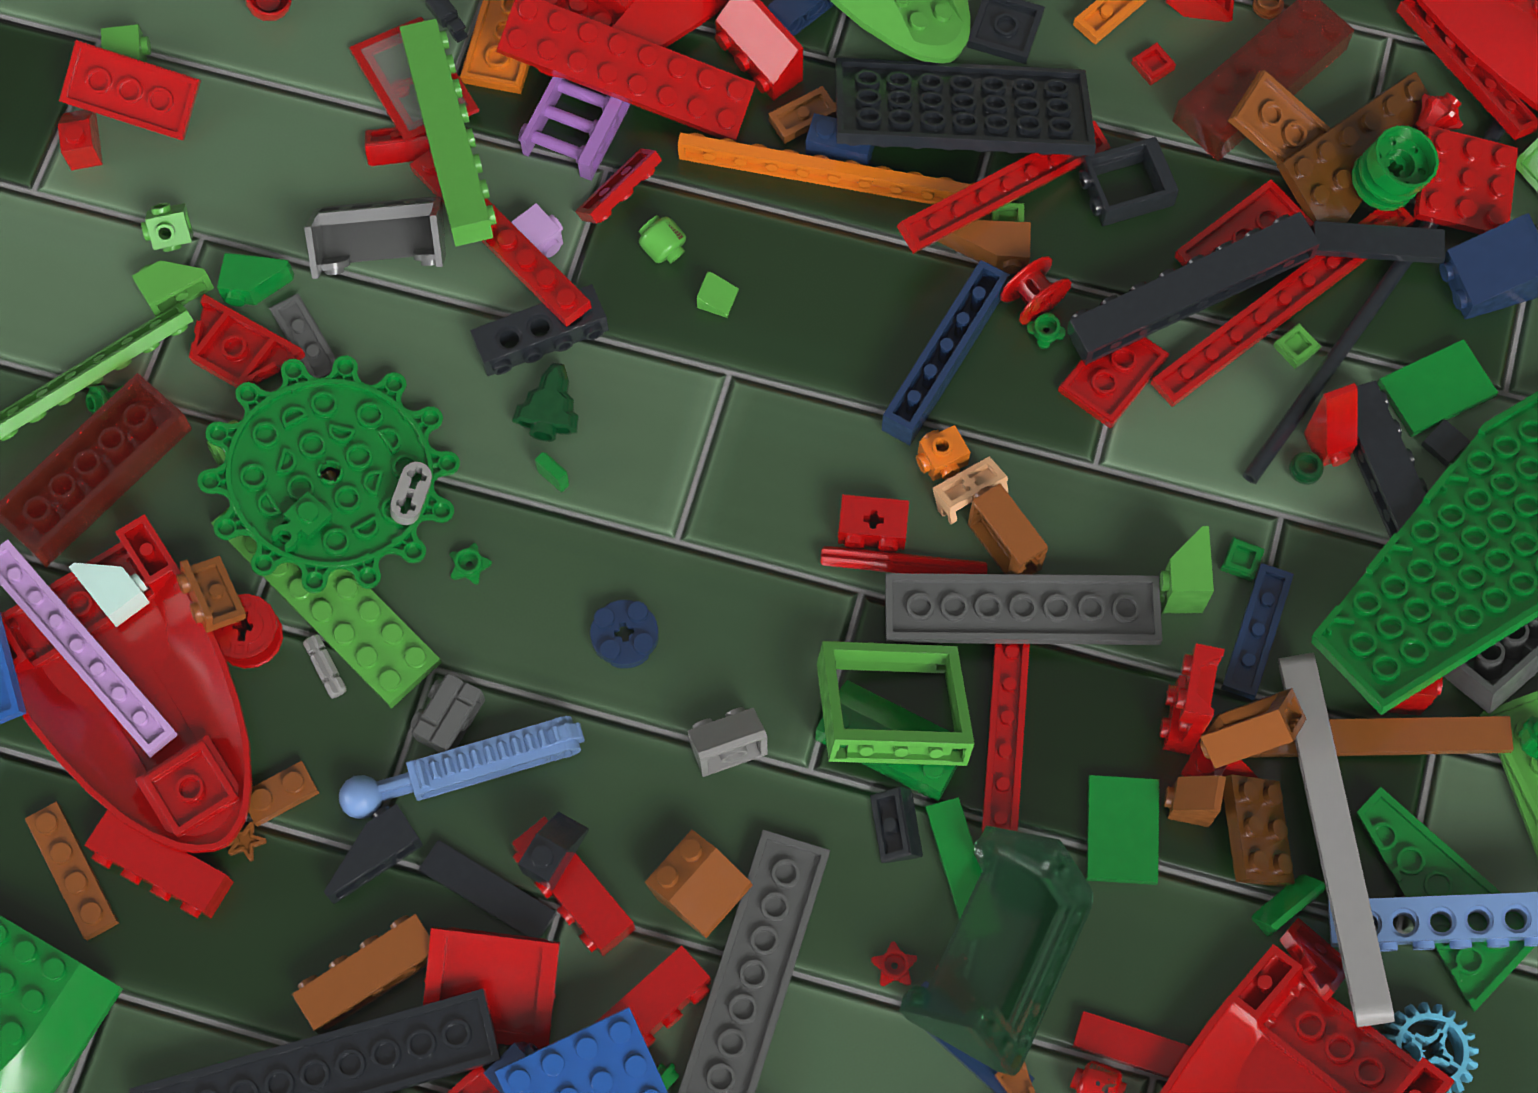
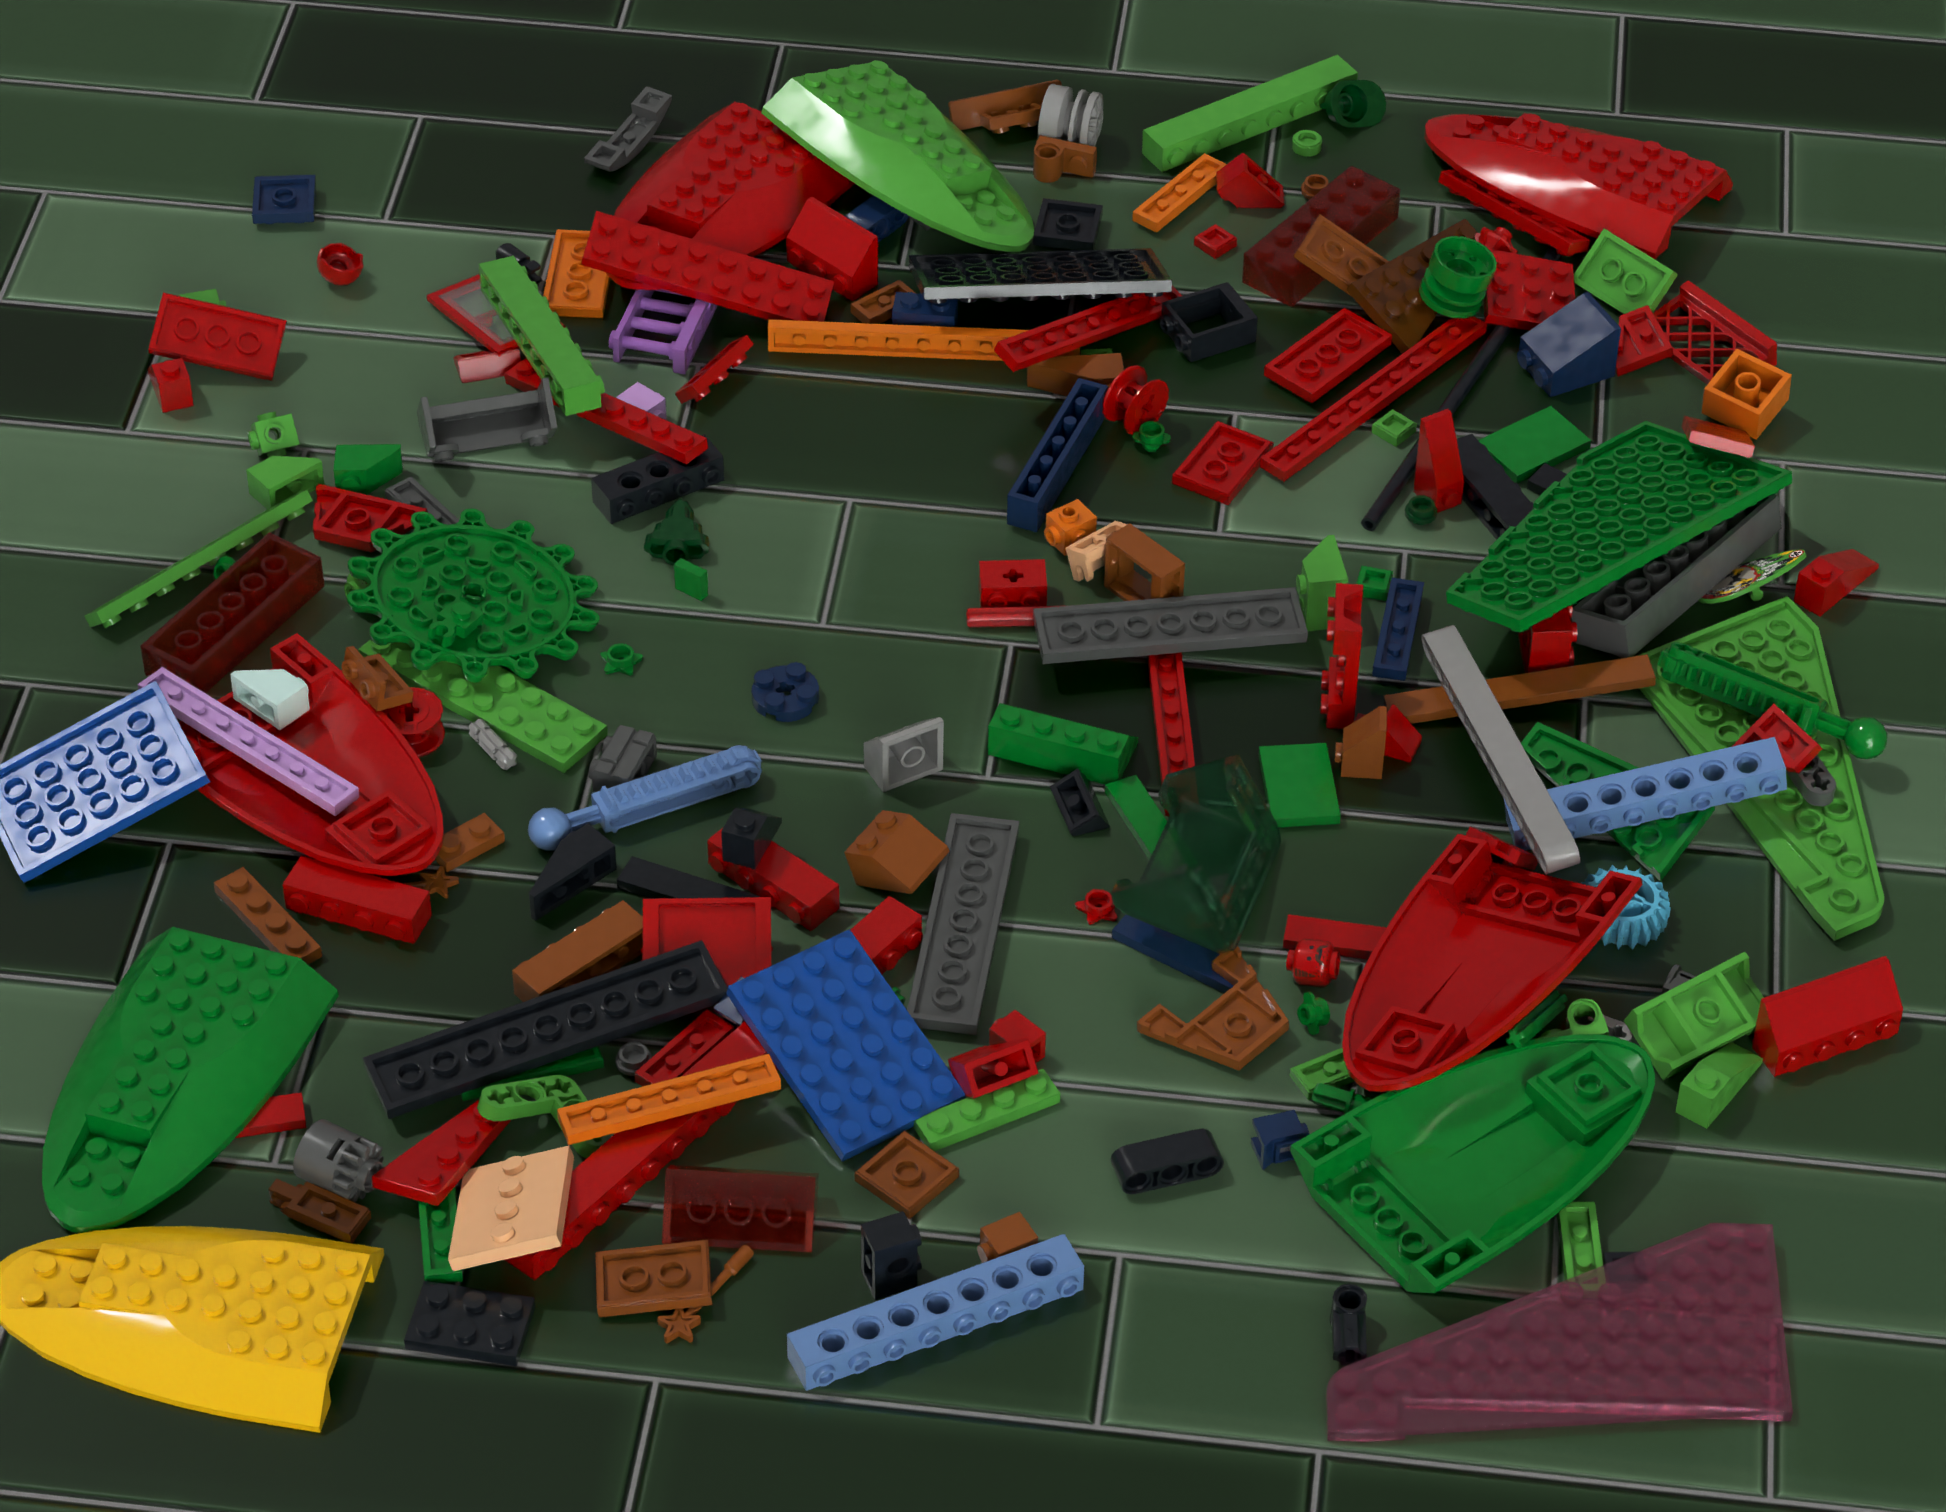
camera: 10 degrees left, 25 degrees down
(403, 491) = (551, 599): light grey beam -> none
(662, 239) = (765, 403): bright green head -> none
(716, 295) = (825, 441): bright green slope -> none
(894, 745) = (1060, 714): bright green window -> none
(1192, 287) = (1284, 384): black brick -> none
(1253, 728) = (1404, 670): dark orange window -> none
(1258, 831) = (1428, 763): reddish brown plate -> none
(1287, 903) = (1477, 816): green slope -> none
(1380, 242) = (1454, 339): black tile -> none

